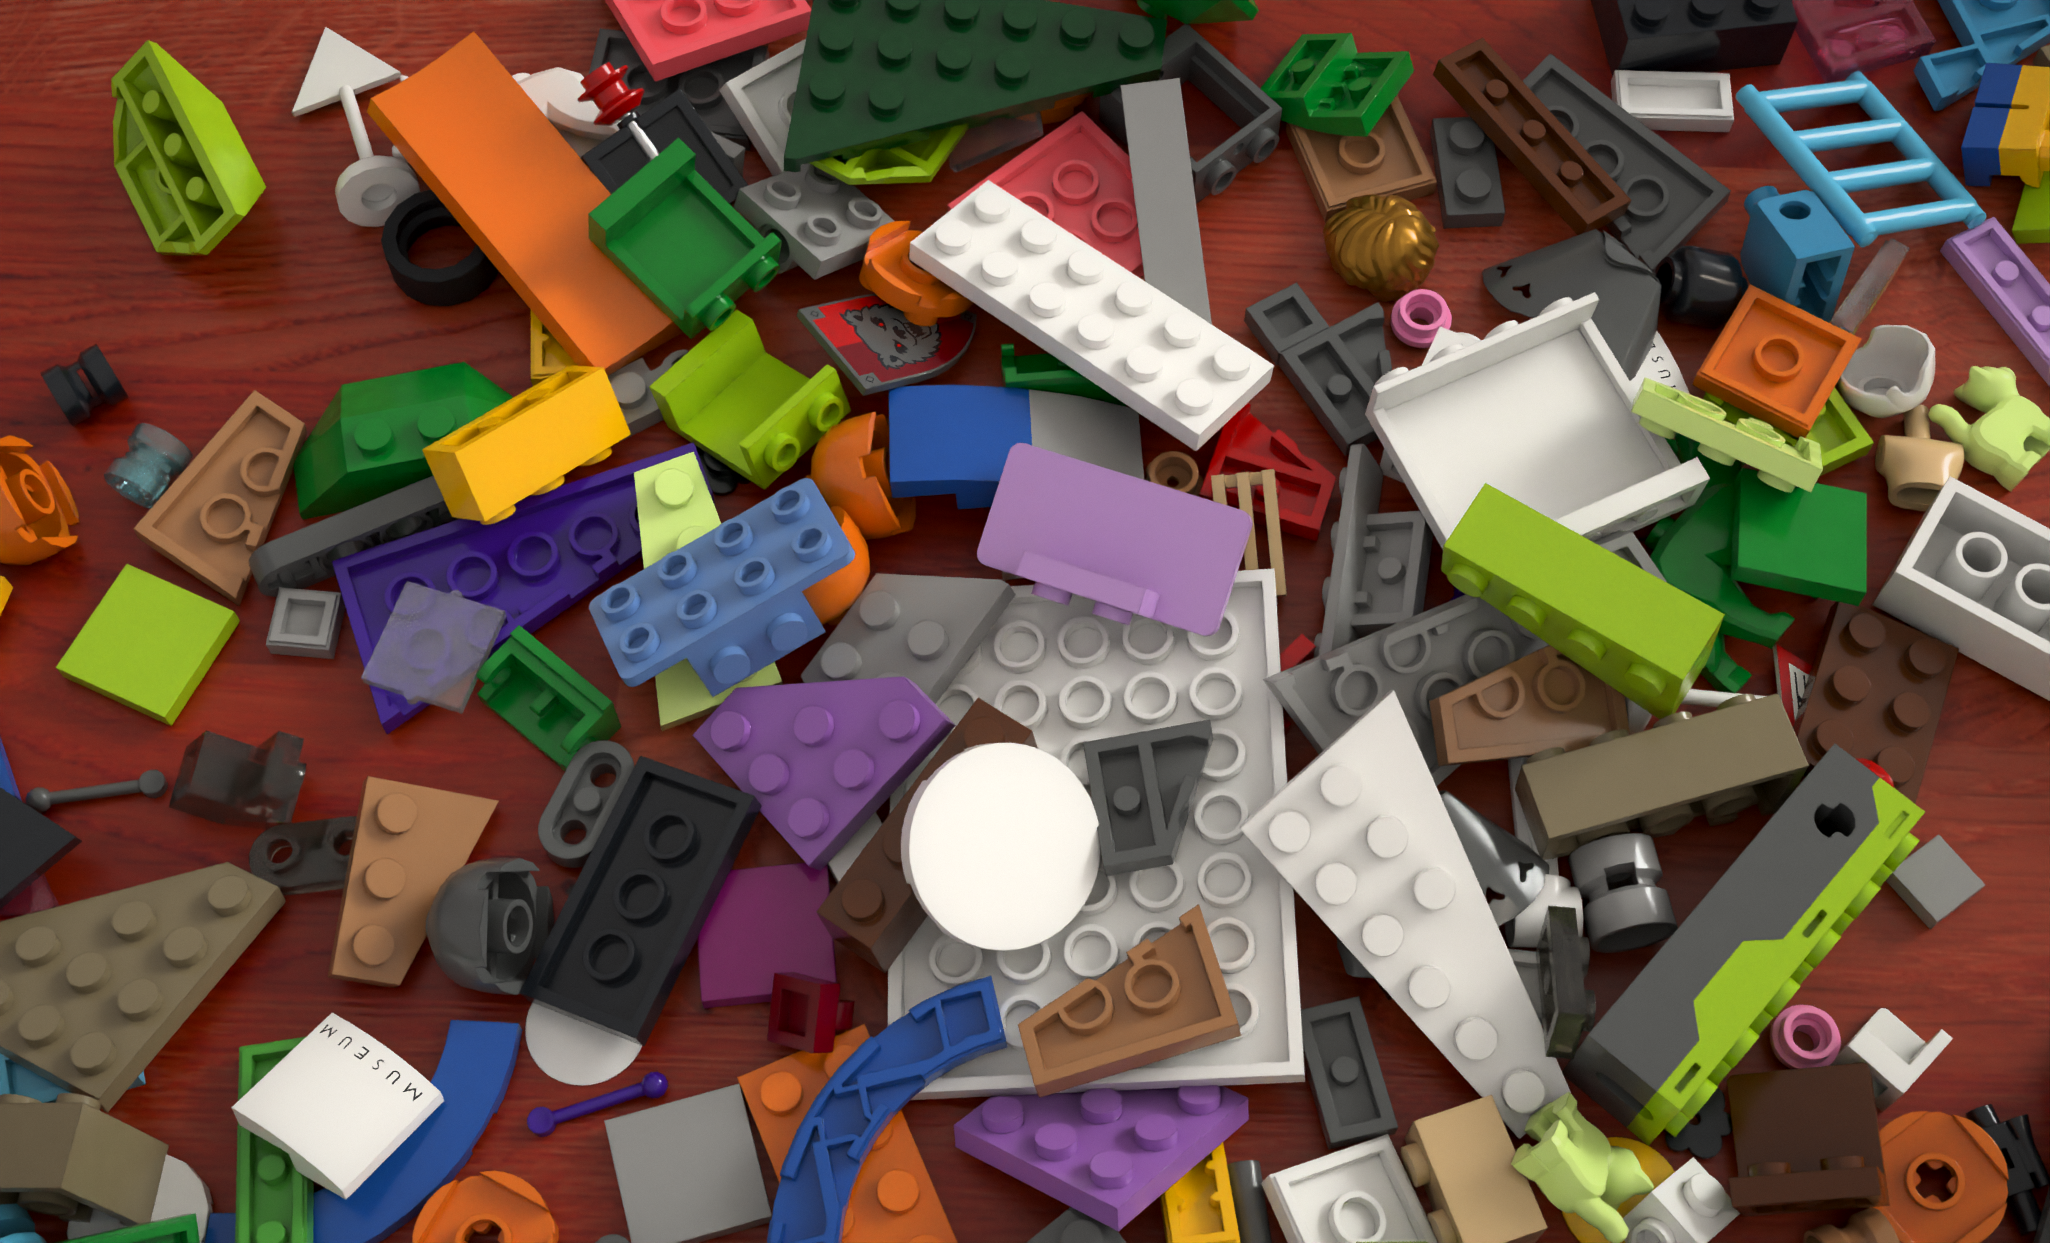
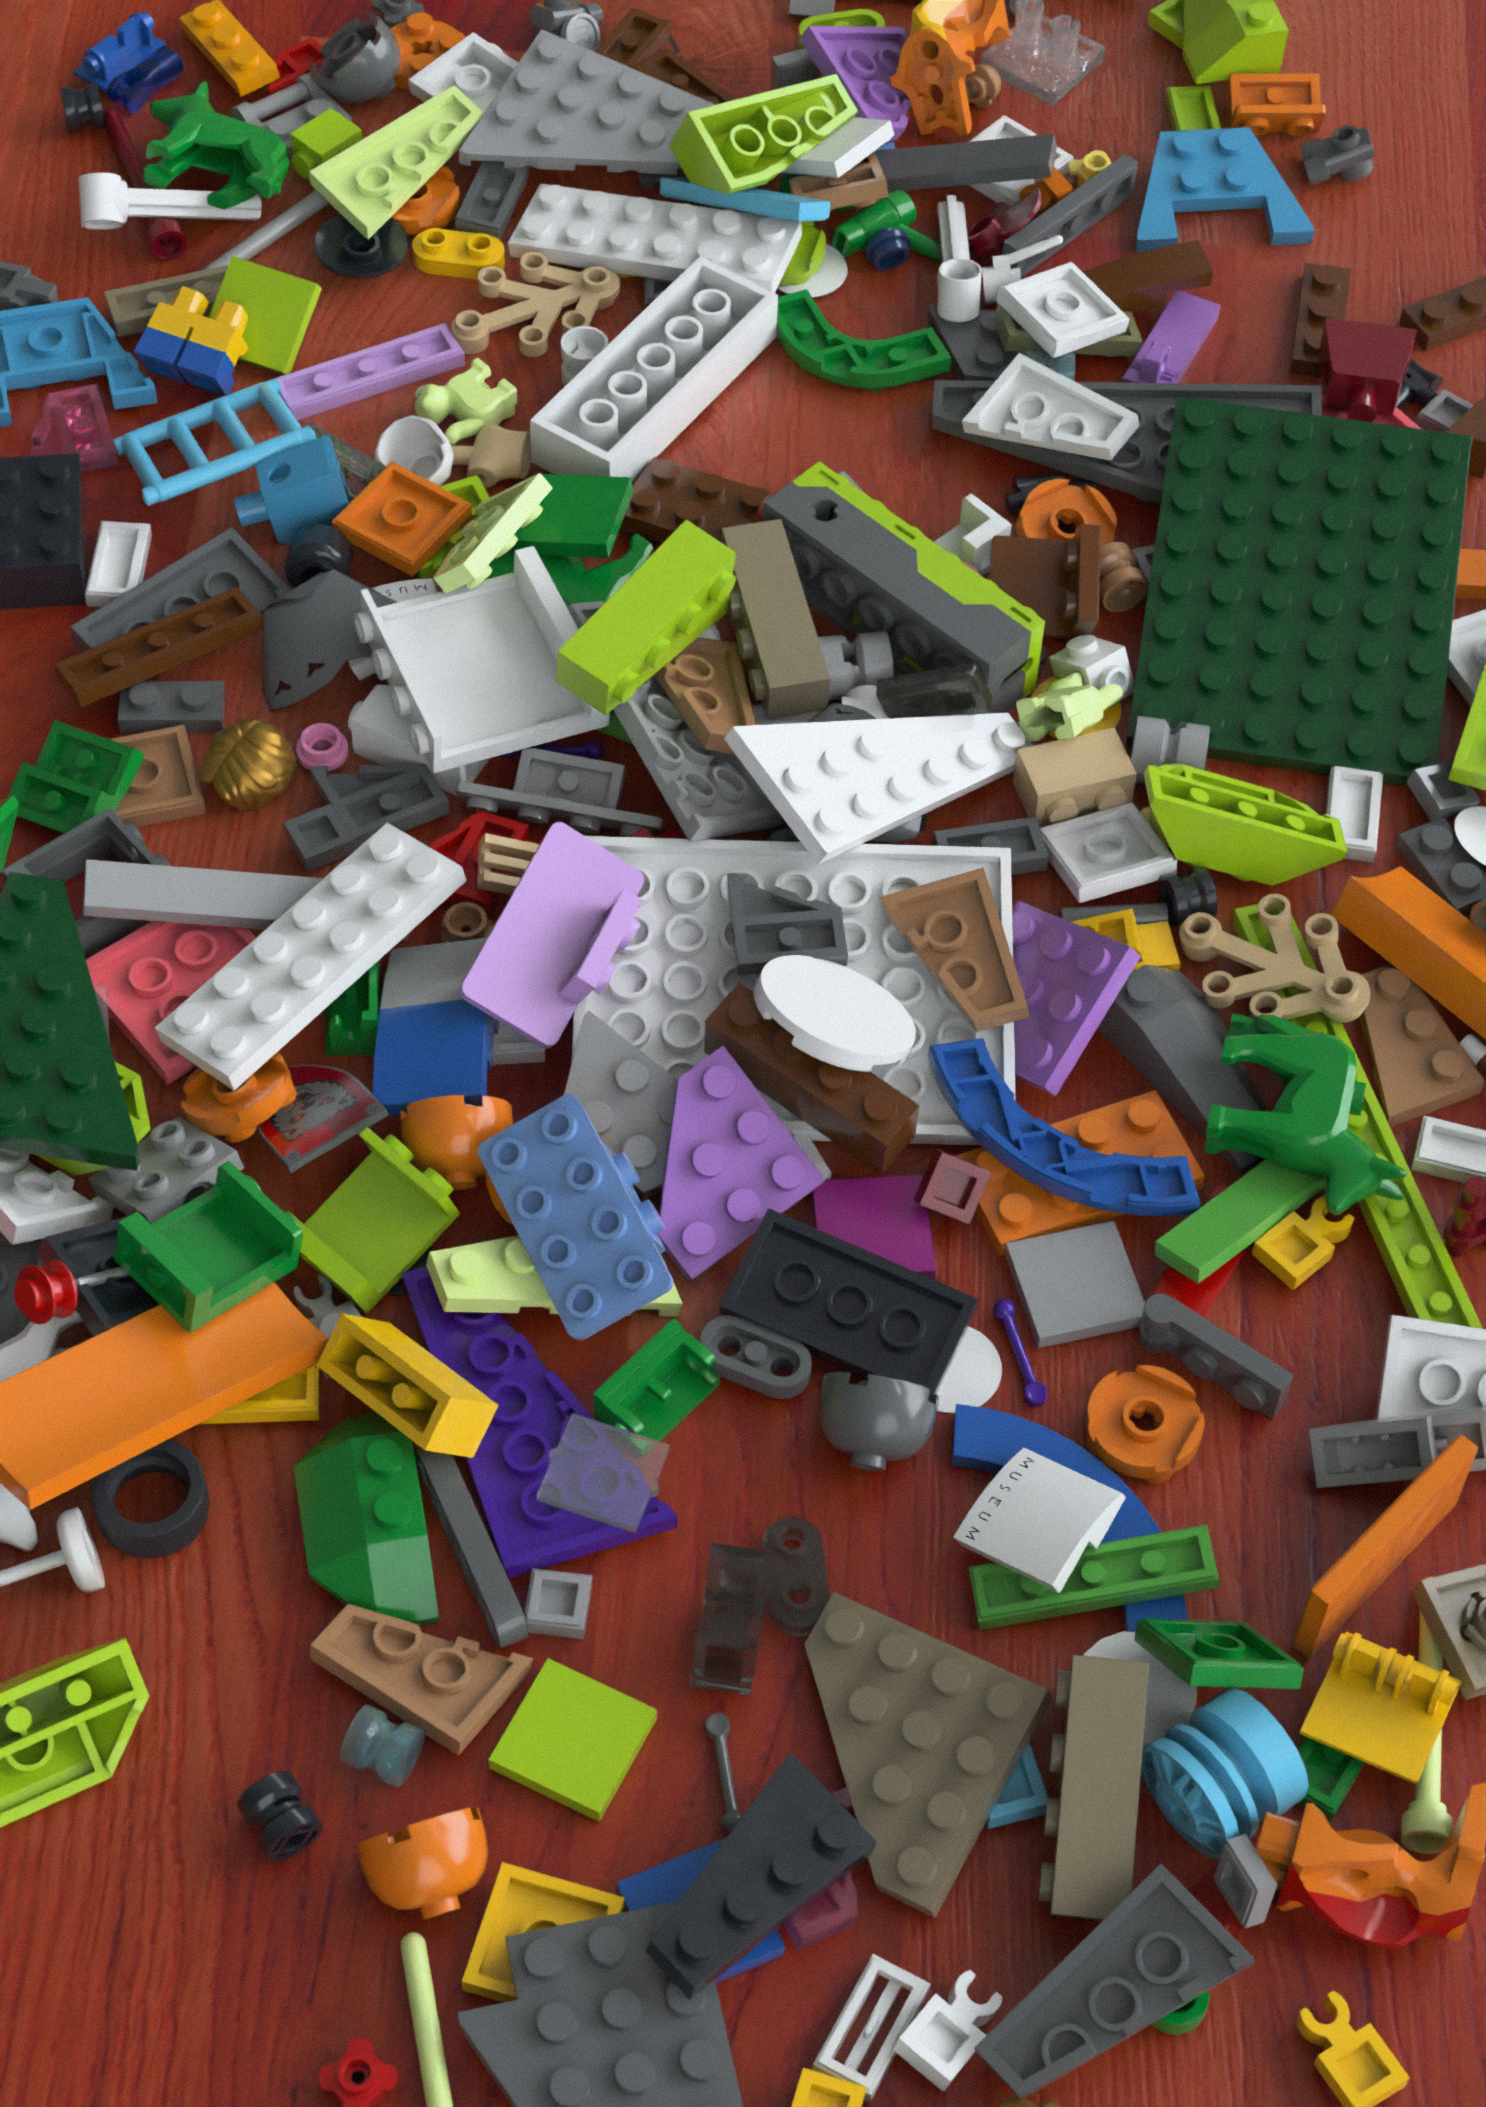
camera: 90 degrees left, 10 degrees down
(398, 859) = (821, 1497): medium nougat wing -> none

